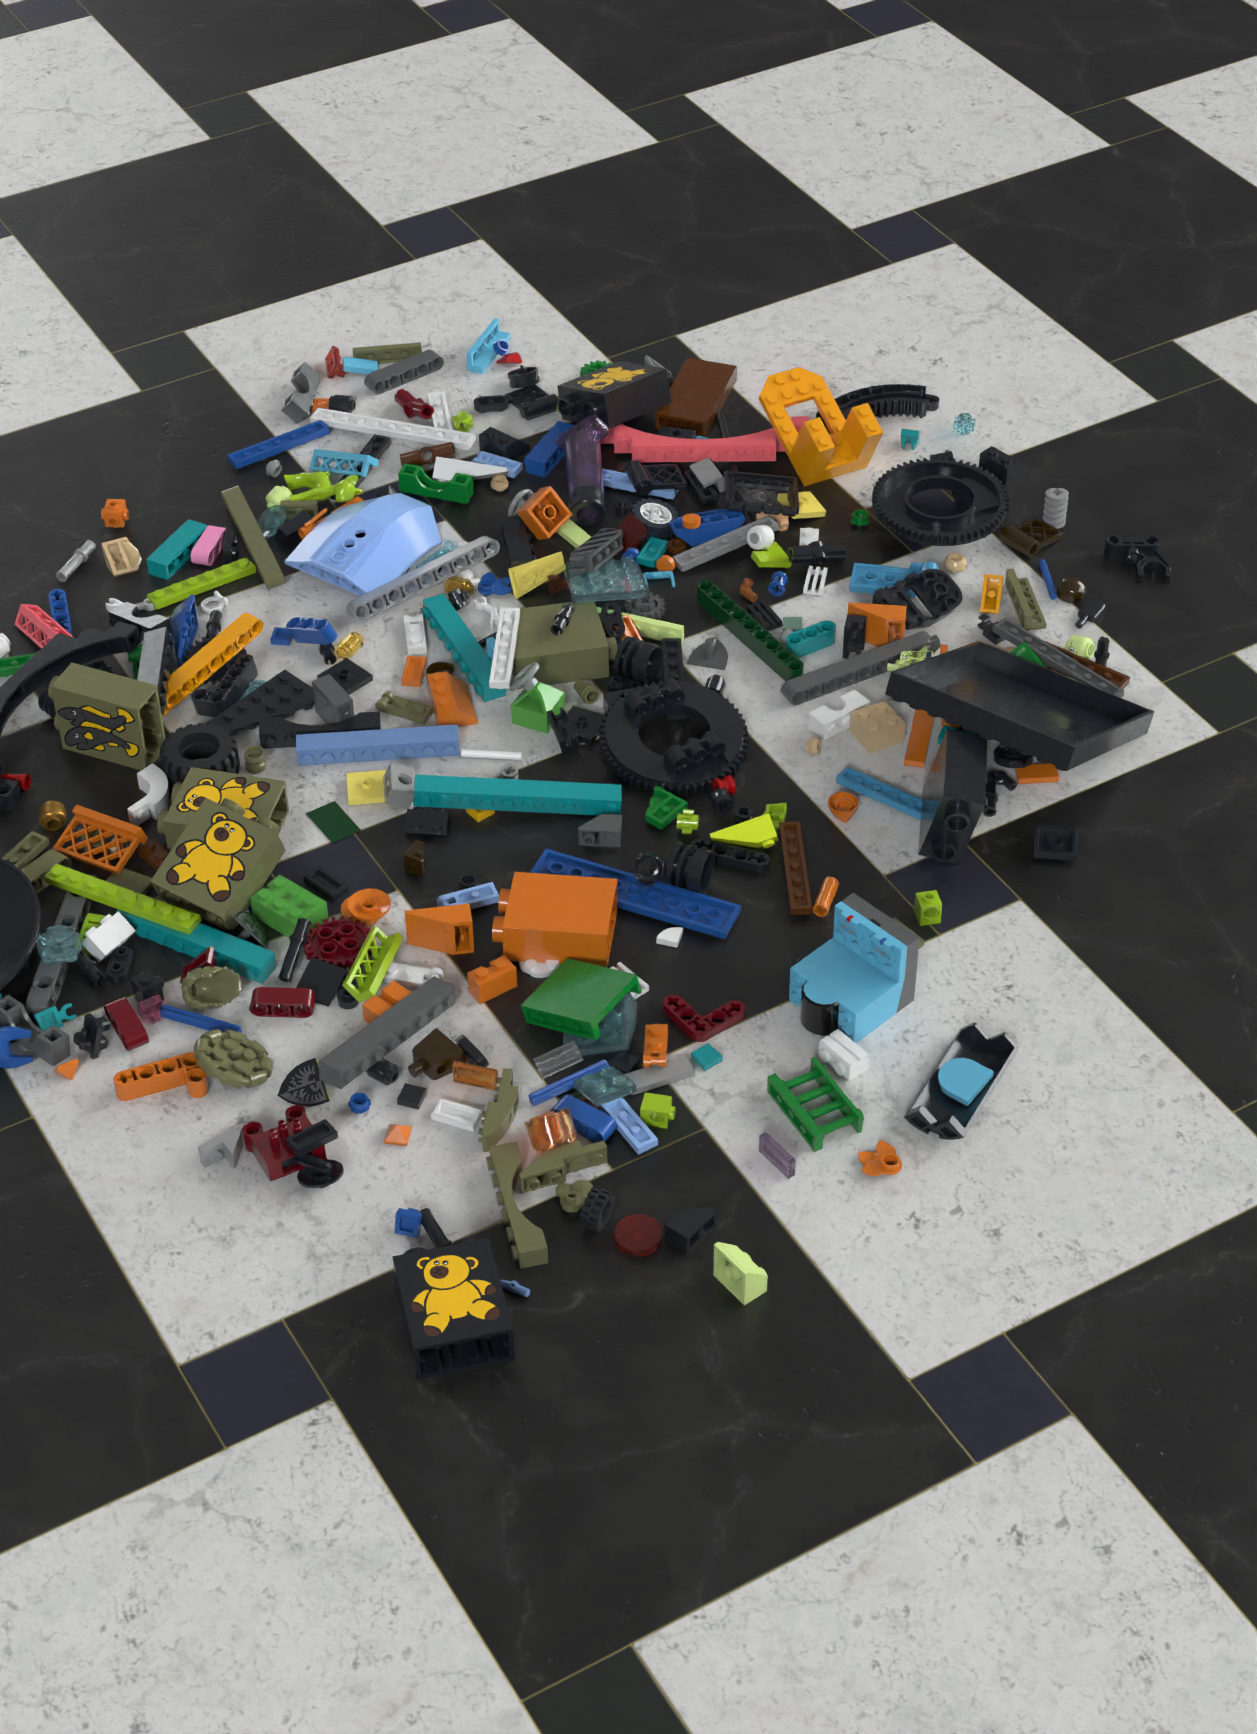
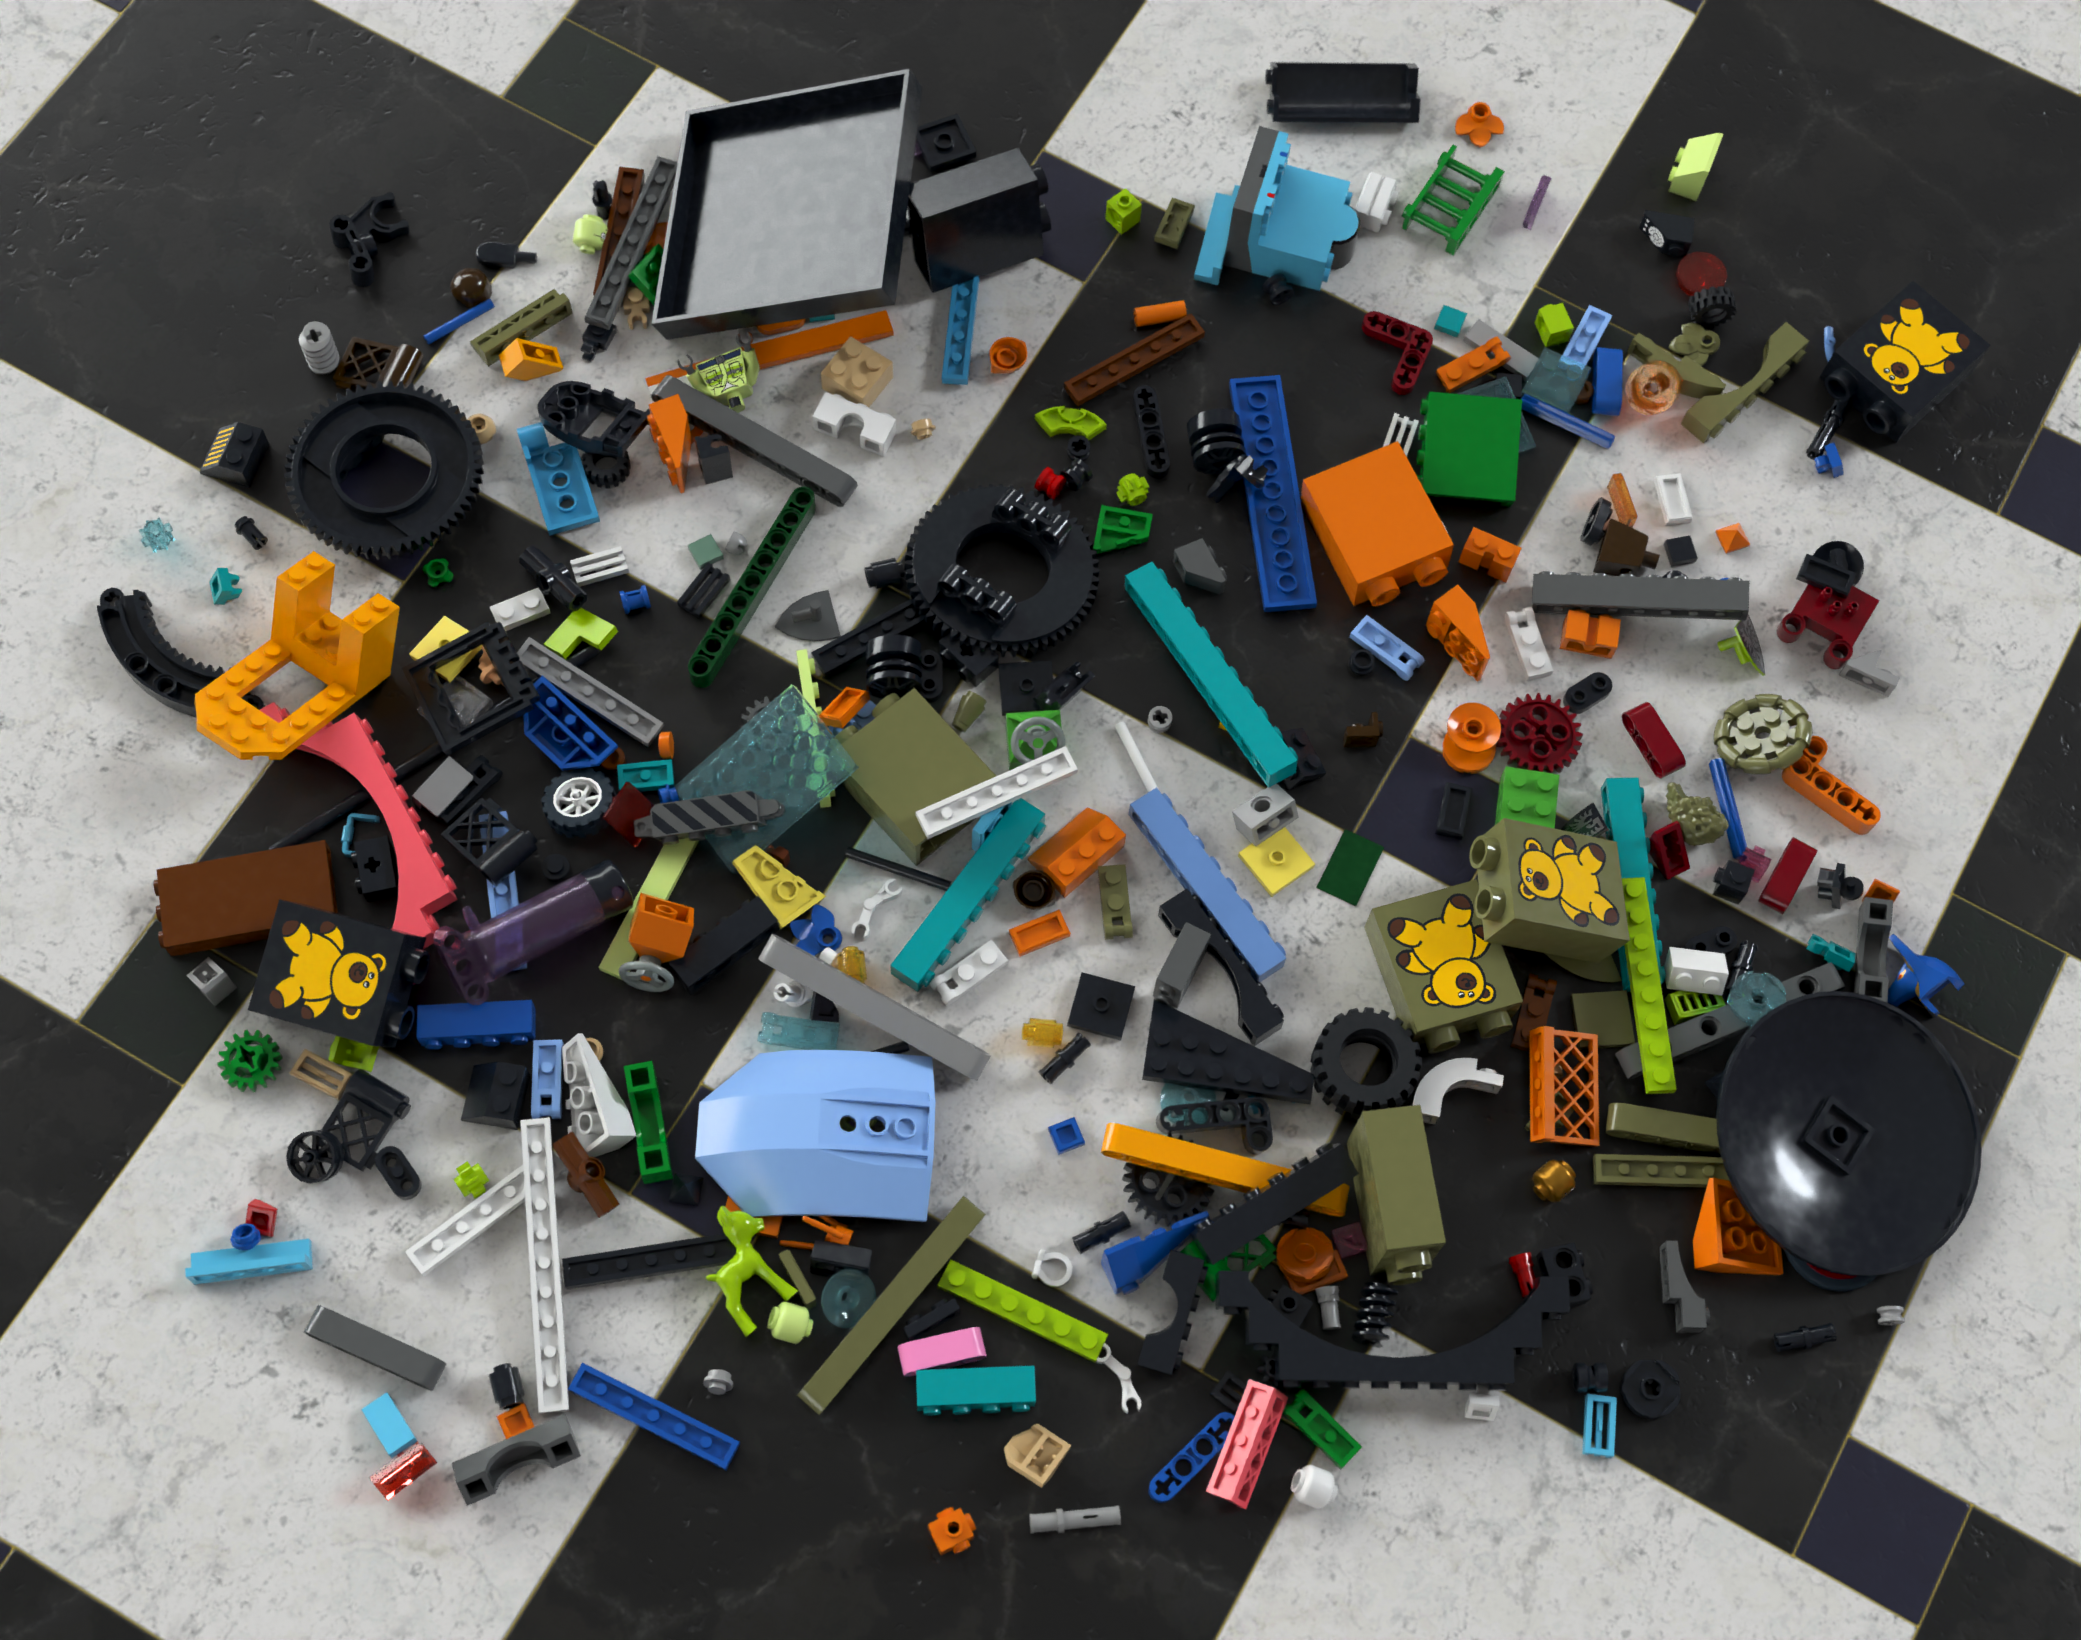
camera: 125 degrees left, 25 degrees up
(254, 759) = (1319, 1003): olive wheel -> none
(296, 944) = (1576, 764): black pin -> none
(311, 630) = (1063, 1095): blue beam -> none
(322, 979) = (1601, 720): black sticker -> none
(342, 458) = (663, 1276): medium azure fence -> none
(376, 968) = (1550, 674): lime fence -> none
(387, 353) = (336, 1399): olive fence -> none
(412, 406) = (463, 1273): dark red piece -> none
(458, 598) = (877, 945): black gear -> none
(499, 1113) = (1654, 452): olive slope -> none
(559, 1062) = (1545, 446): clear tile -> none
(562, 619) = (904, 756): black pin -> none
(613, 619) = (856, 714): black plate -> none
(660, 575) = (683, 748): medium azure piece -> none
(670, 937) = (1309, 429): white tile -> none
(691, 521) = (591, 729): orange tile -> none
(746, 590) = (664, 634): dark orange arm -> none
(751, 833) = (1118, 420): neon yellow slope -> none
(760, 537) = (571, 642): white head -> none
(811, 638) = (725, 503): teal beam -> none
(963, 1079) = (1344, 89): medium azure tile -> none

